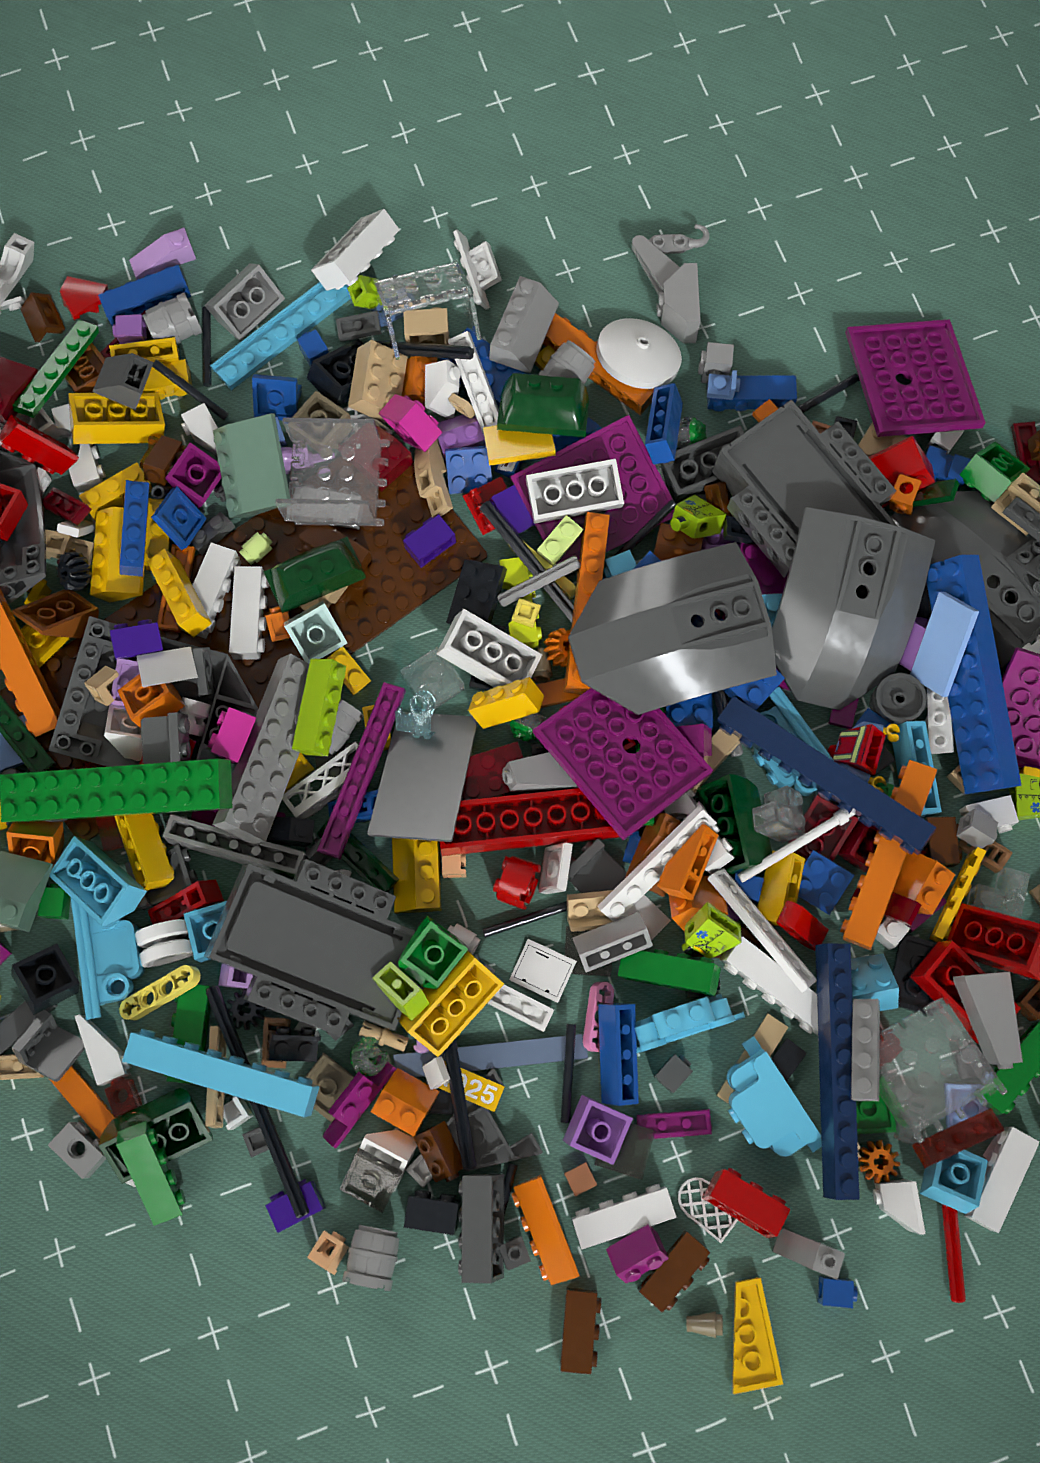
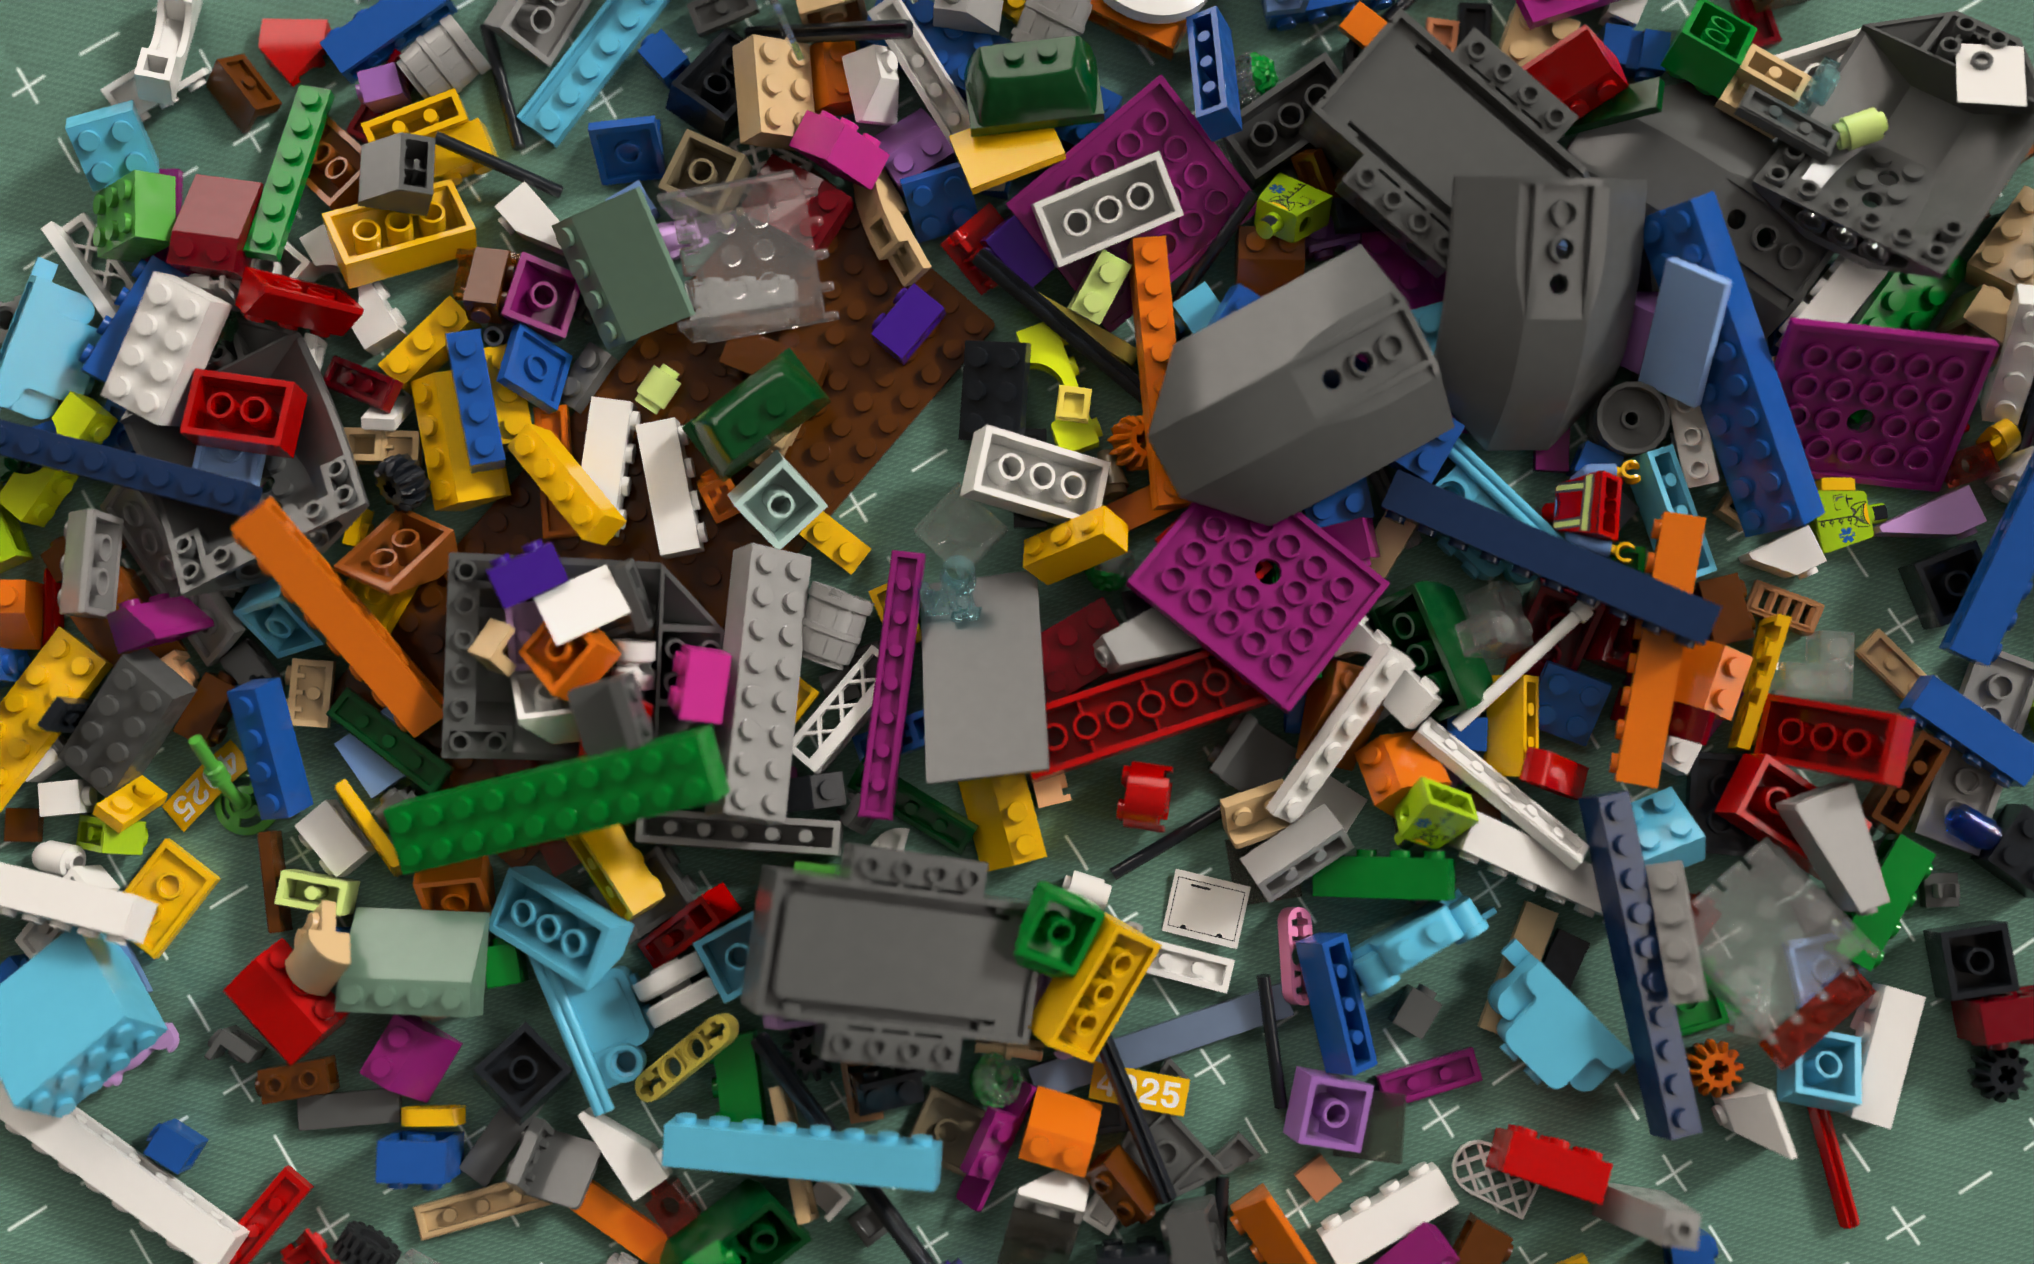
camera: 10 degrees left, 10 degrees up
(319, 707) = (813, 612): lime brick -> none
(401, 990) = (1026, 991): lime slope -> none
(436, 1073) = (1093, 1083): white tile -> none
(461, 405) = (908, 106): tan tile -> none
(539, 581) = (1082, 354): light grey axle -> none
(555, 868) = (1195, 766): white tile -> none
(687, 866) = (1382, 733): orange slope -> none
(901, 502) = (1588, 126): orange bracket -> none
(977, 829) = (1771, 584): light grey brick -> none

